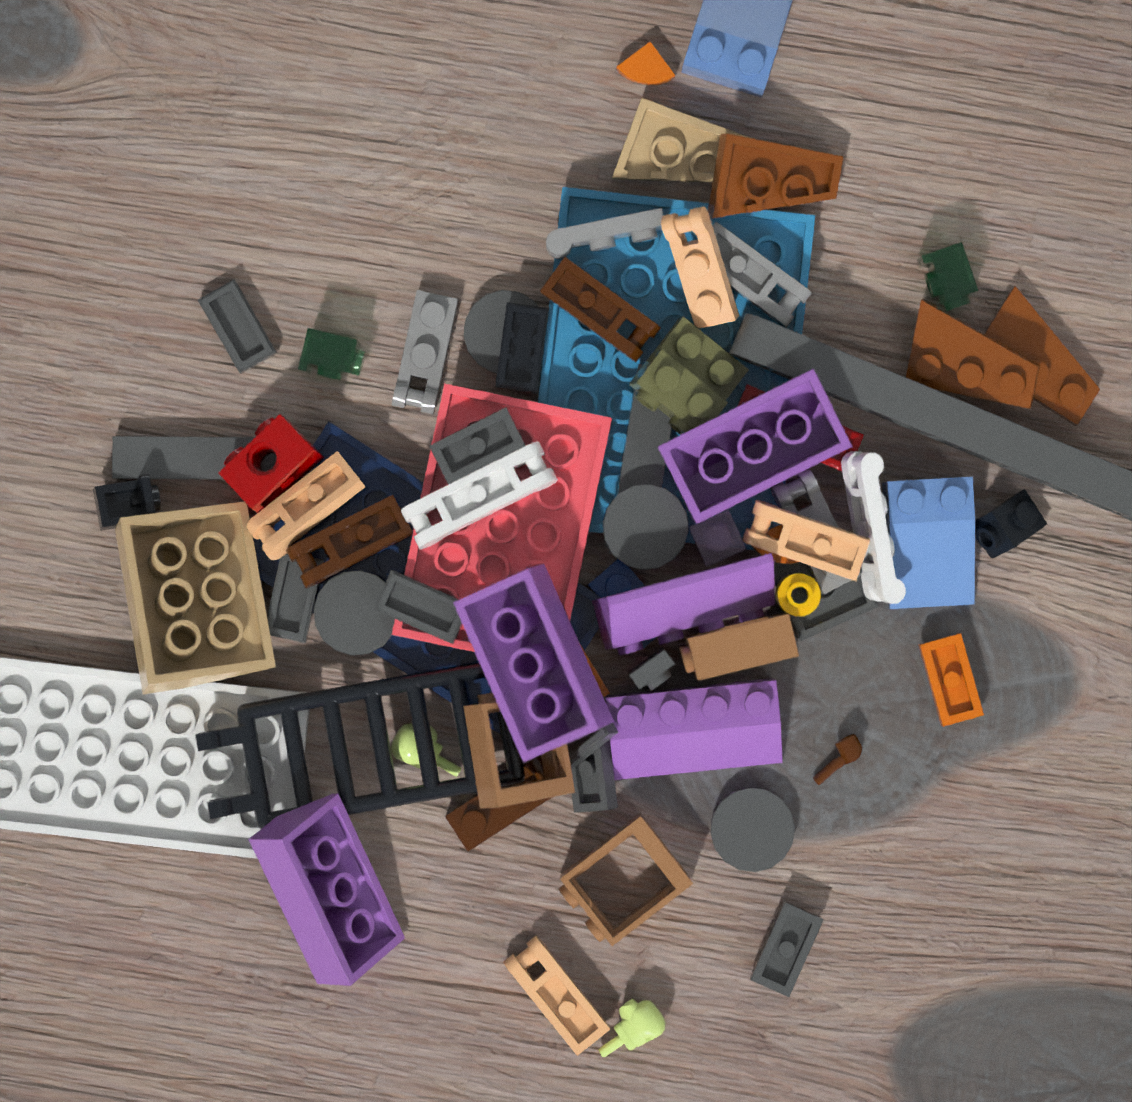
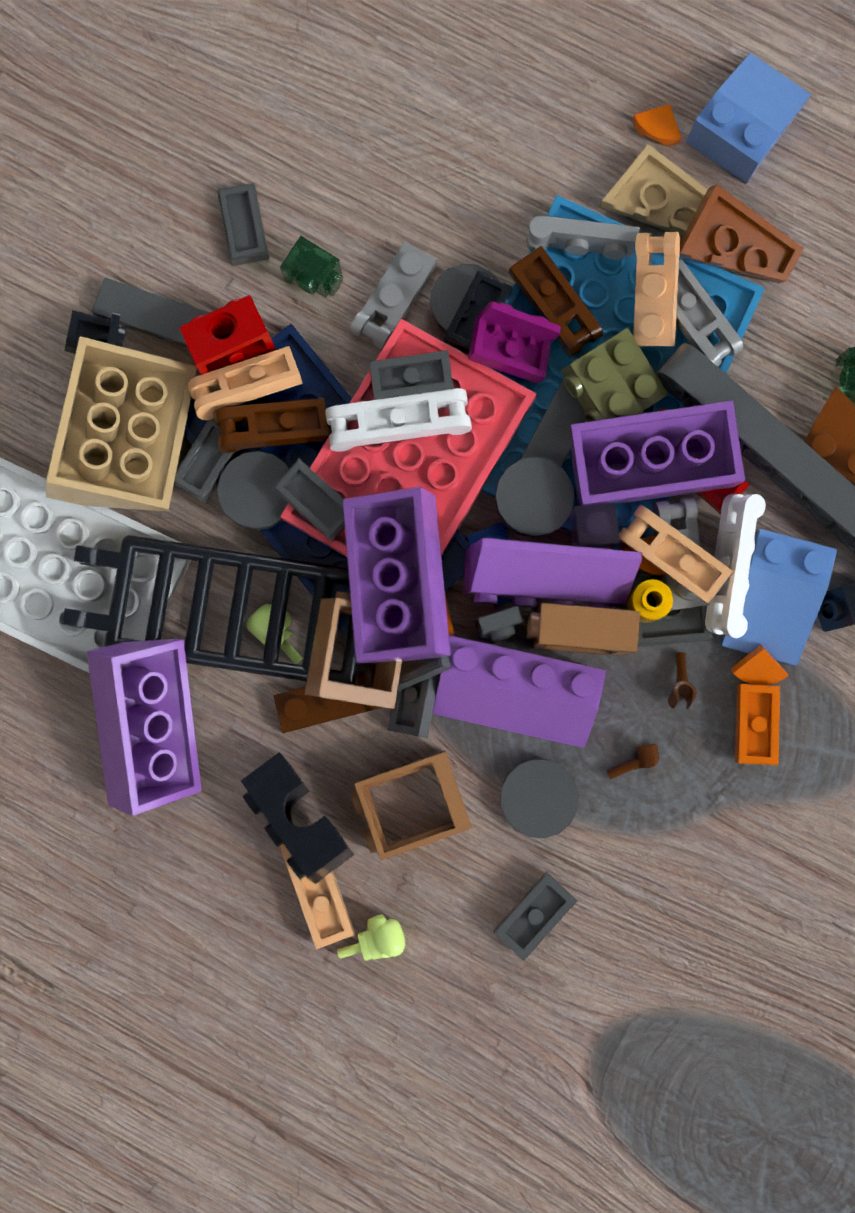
camera: 25 degrees right, 5 degrees down
(482, 913) = (314, 848): none -> black arch
(569, 372) = (512, 341): none -> magenta bracket
(862, 665) = (682, 687): none -> reddish brown hand
(936, 620) = (759, 668): none -> orange tile

